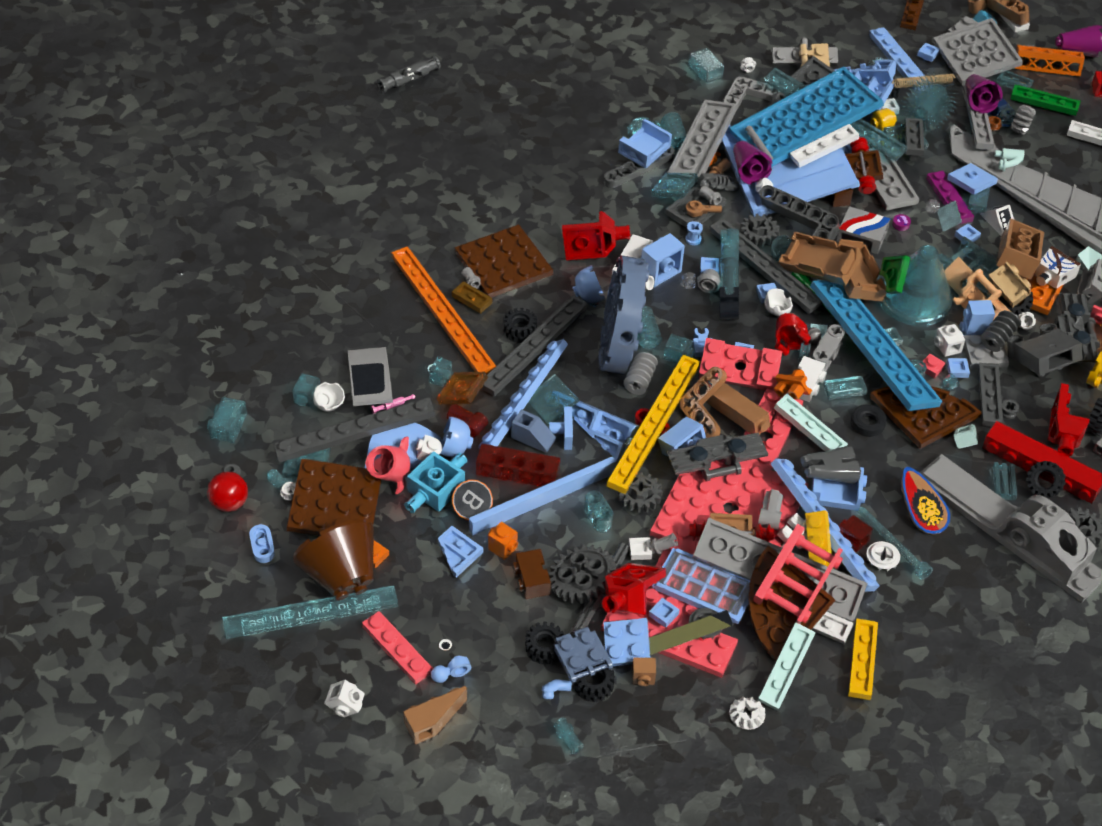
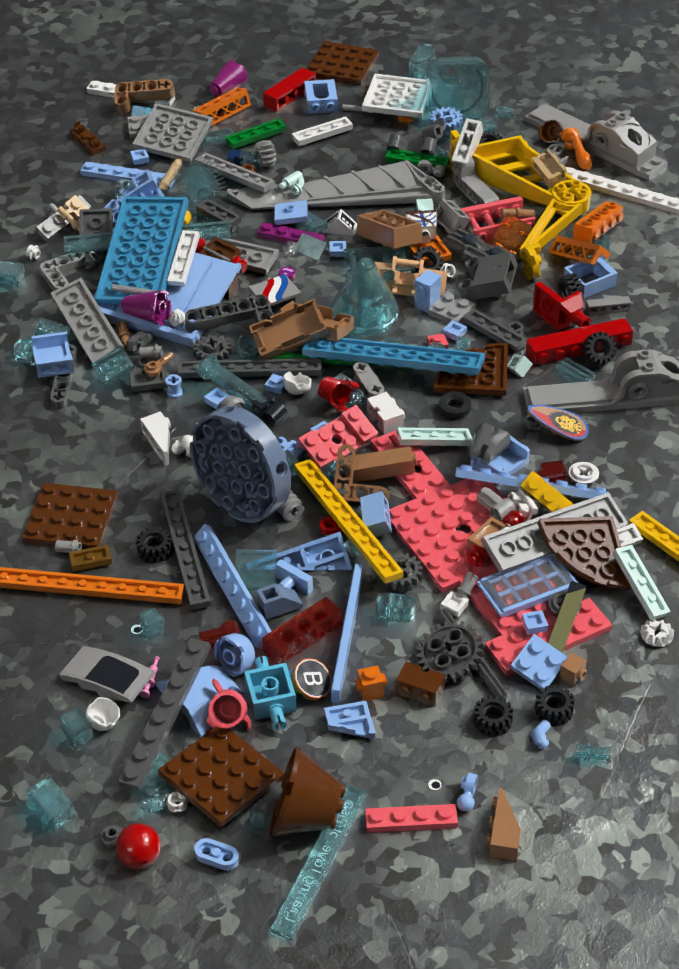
camera: 50 degrees left, 5 degrees down
(344, 698) = (440, 880): white brick -> none
(427, 446) = (231, 675): white plate -> none
(462, 388) = (187, 618): clear orange plate -> none
(581, 653) = (530, 695): sand blue plate -> none
(588, 286) = (163, 476): light blue cylinder -> none
(593, 239) = (121, 444): red plate -> none
(628, 587) = (499, 625): red plate -> none
(664, 258) = (185, 414): light blue brick -> none
(716, 448) = (411, 496): dark grey piece -> none
(777, 575) = (569, 531): coral fence -> none
(792, 384) = (391, 418): orange hips -> none
(845, 387) = (413, 398): clear light blue plate -> none
(894, 271) = (349, 298): green tile -> none
(921, 568) = (613, 460): clear light blue piece -> none
(949, 340) = (427, 317): white brick -> none
(983, 93) = (224, 151): magenta cone -> none
(1000, 330) = (453, 285): dark grey piece -> none
(1010, 283) = (419, 249): tan hinge -> none

